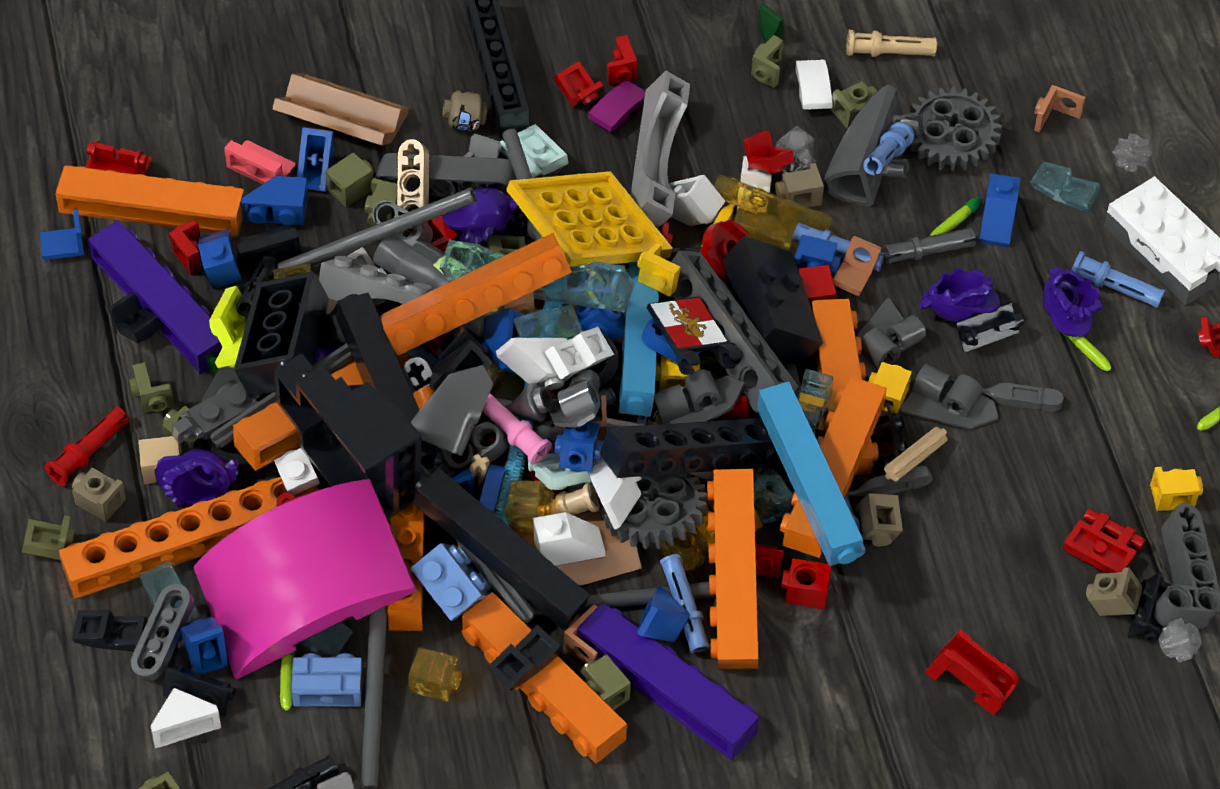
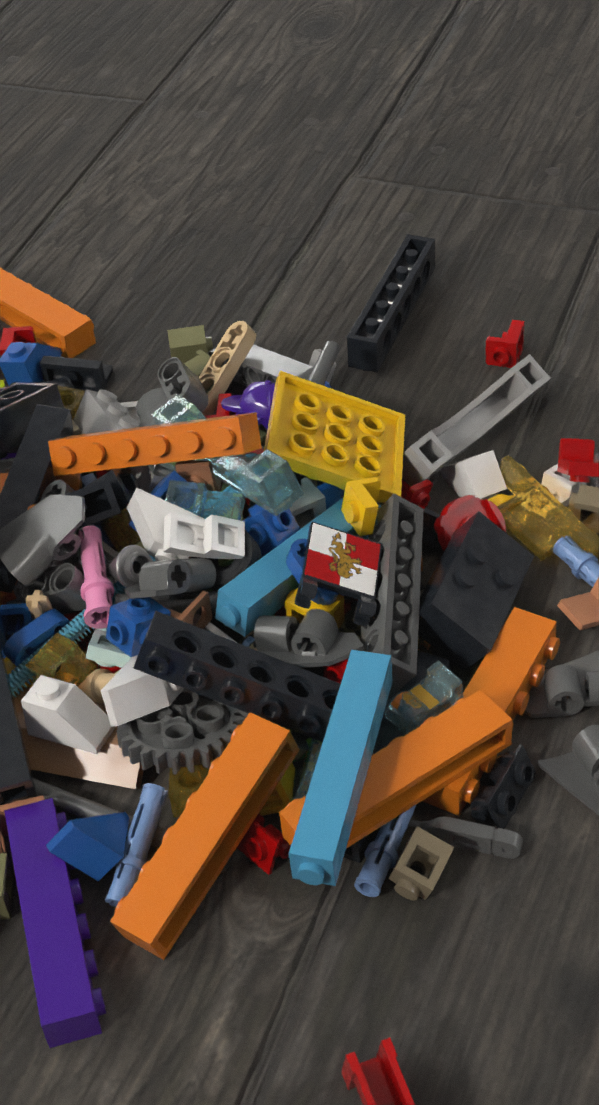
camera: 40 degrees right, 10 degrees down
(123, 160) = (29, 271): red hinge -> none
(256, 162) = (133, 313): coral panel -> none
(277, 202) = (116, 342): blue slope -> none
(316, 157) = (176, 313): blue slope -> none
(342, 109) = (235, 297): medium nougat slope -> none
(383, 229) = (167, 378): dark grey piece -> none
(465, 111) = (331, 327): dark tan head -> none
(540, 151) = (364, 382): light aqua plate -> none
(577, 85) = (451, 349): red bracket -> none
(617, 105) = (470, 378): magenta slope -> none
(806, 595) = (285, 909): red brick -> none
(817, 252) = (559, 574): blue brick -> none
(818, 283) = (539, 596): red brick -> none
(896, 381) = (542, 732): yellow brick -> none
(915, 454) = (514, 814): tan axle -> none

